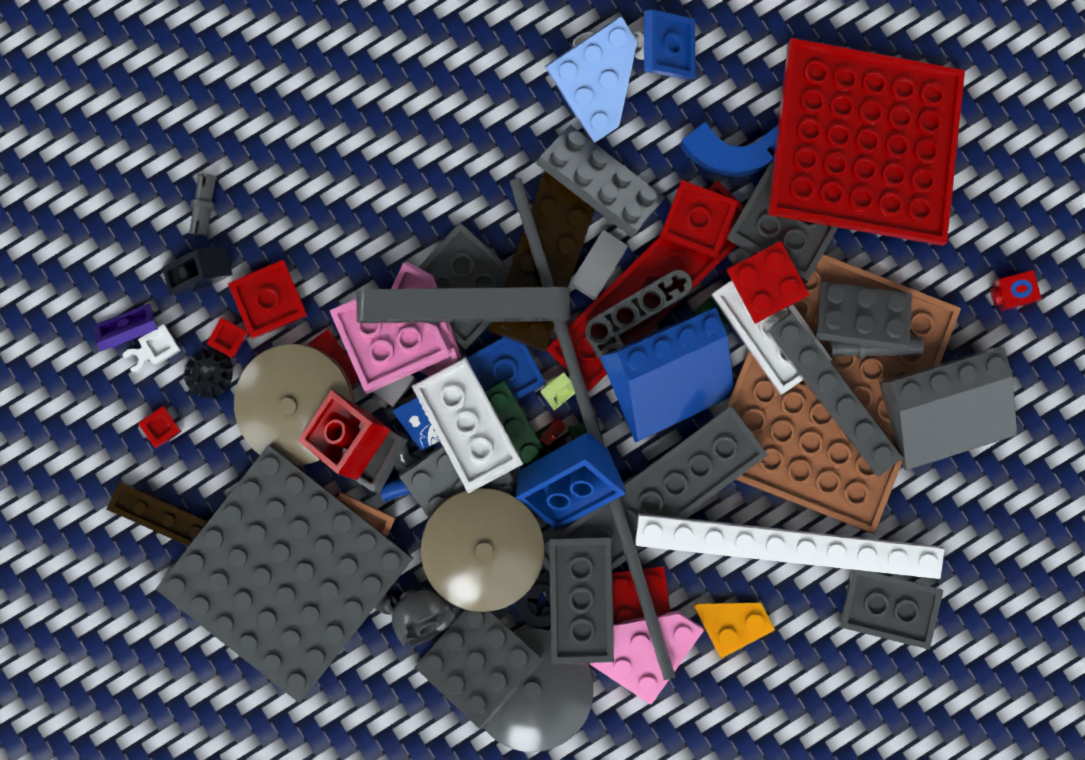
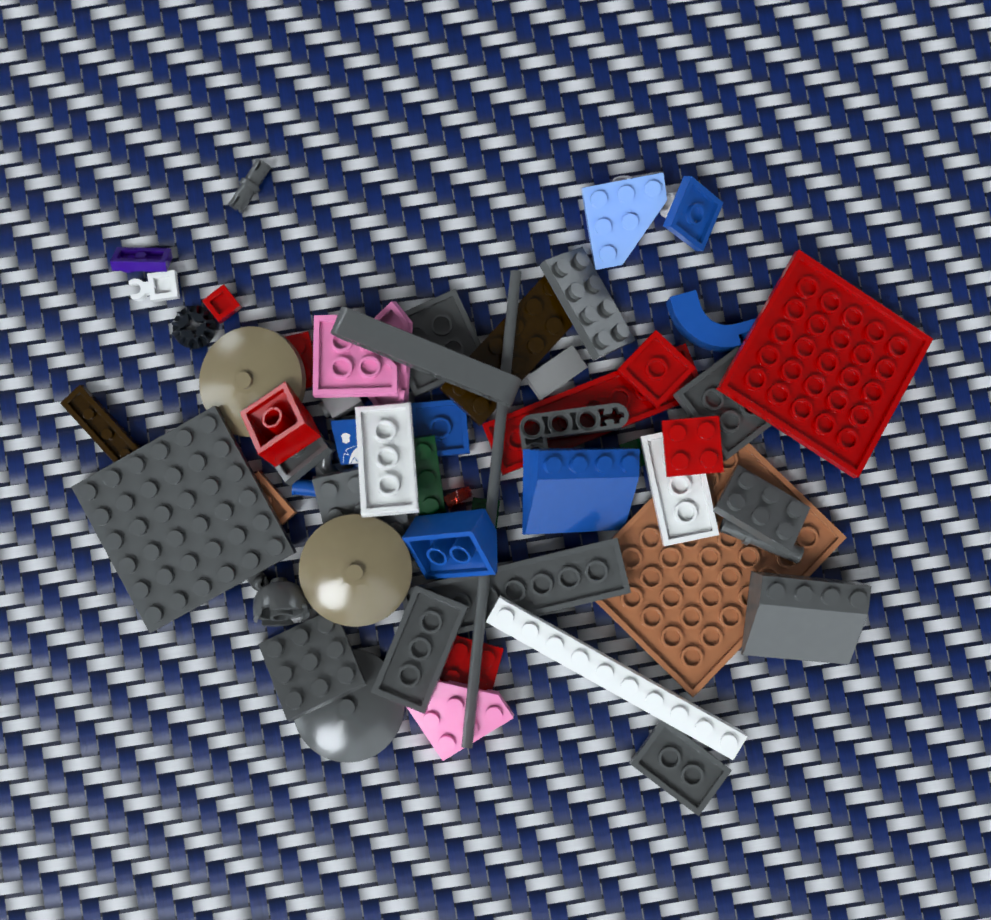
camera: 20 degrees right, 0 degrees up
(159, 427) = (134, 354): red plate -> none
(197, 270) = (221, 237): black slope -> none
(267, 299) = (268, 286): red plate -> none
(529, 610) = (374, 635): black gear -> none
(558, 390) = (477, 463): yellowish green plate -> none
(733, 624) = (541, 723): light orange wing -> none
(834, 394) = (708, 565): dark grey plate -> none
(1015, 291) = (899, 542): red brick -> none

